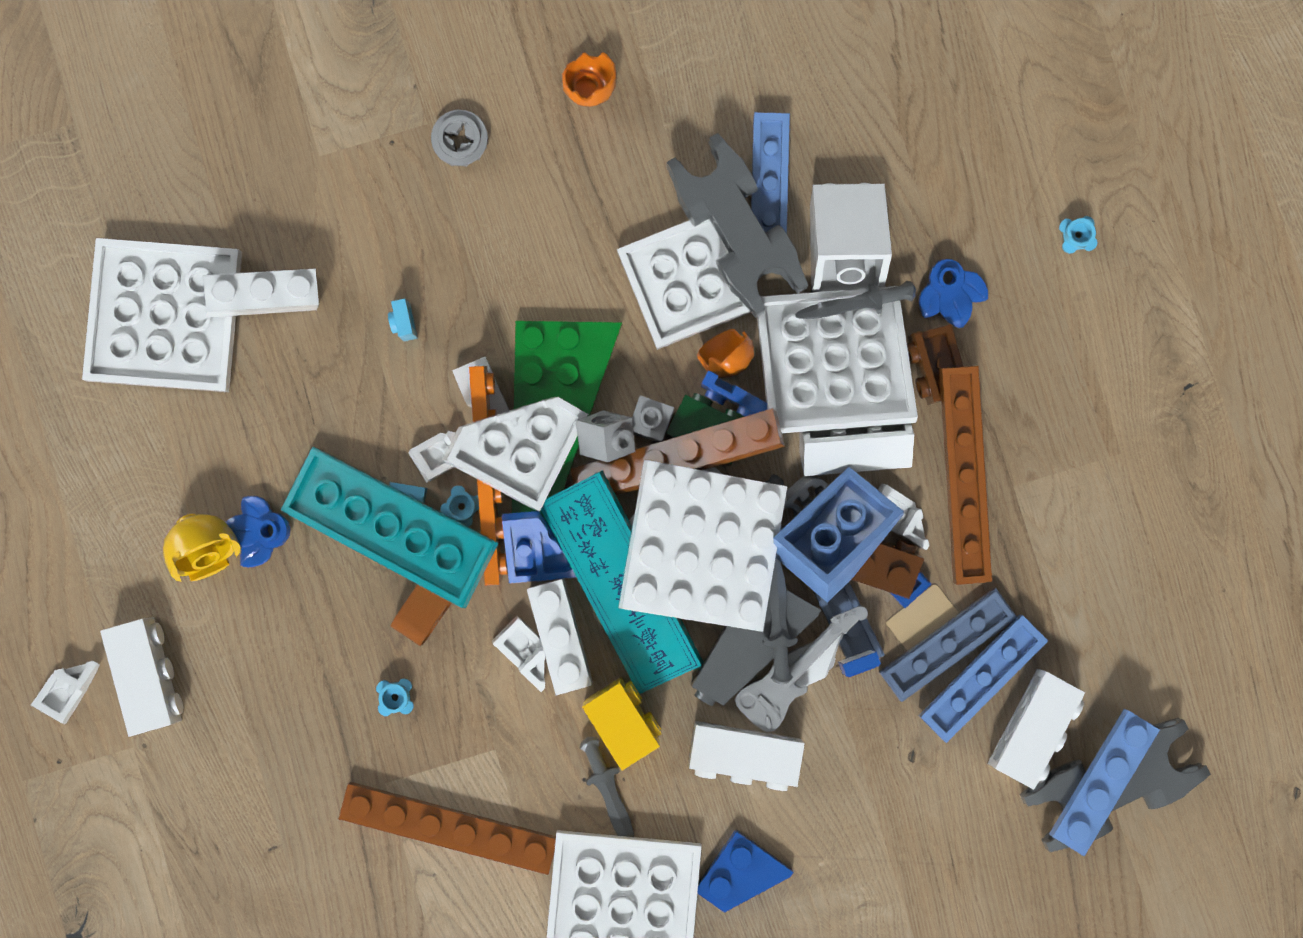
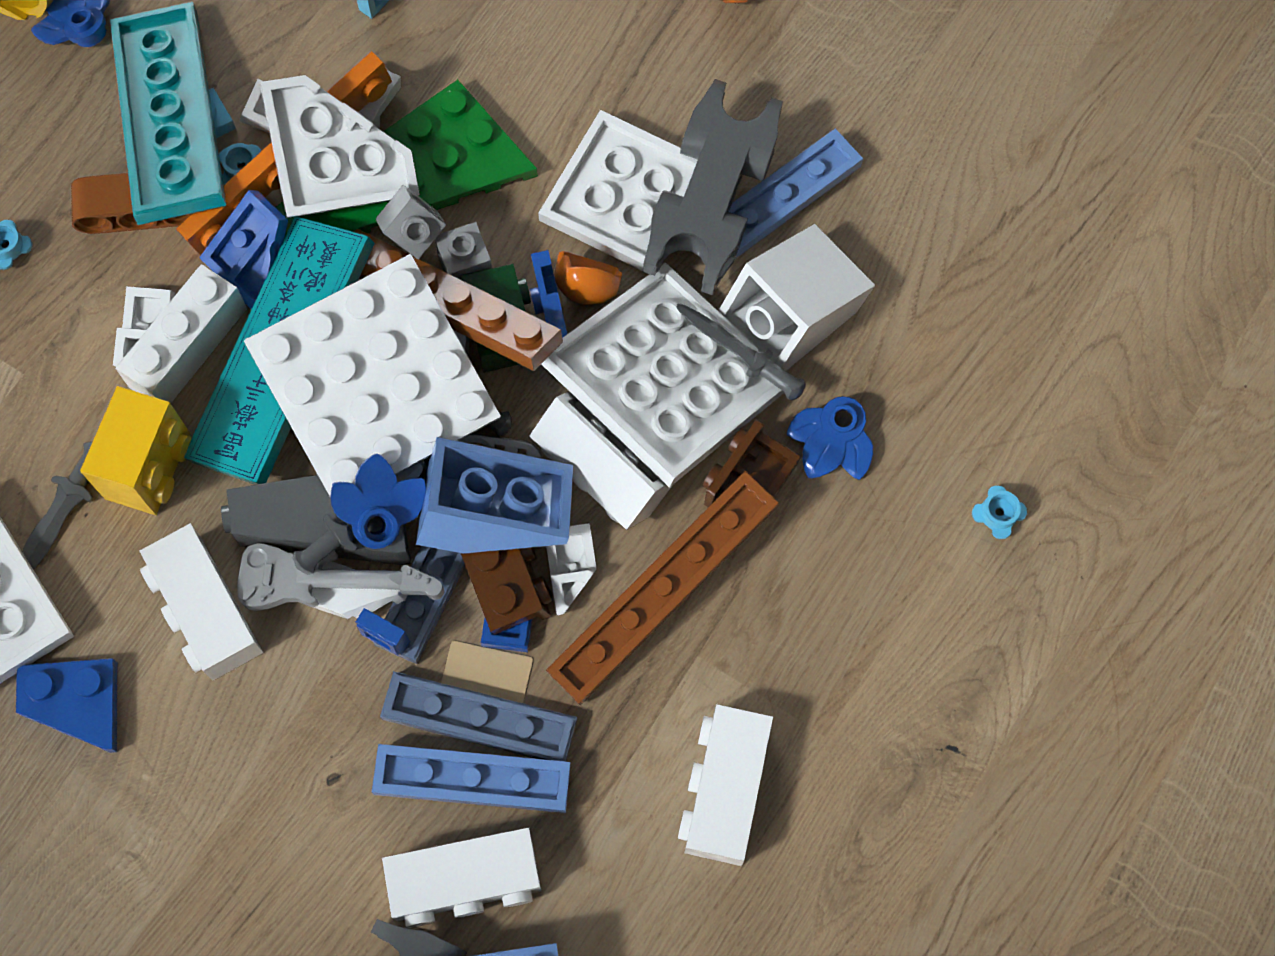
camera: 50 degrees right, 15 degrees down
(780, 604) = (377, 494): none -> blue plate
(1108, 536) = (726, 784): none -> white brick

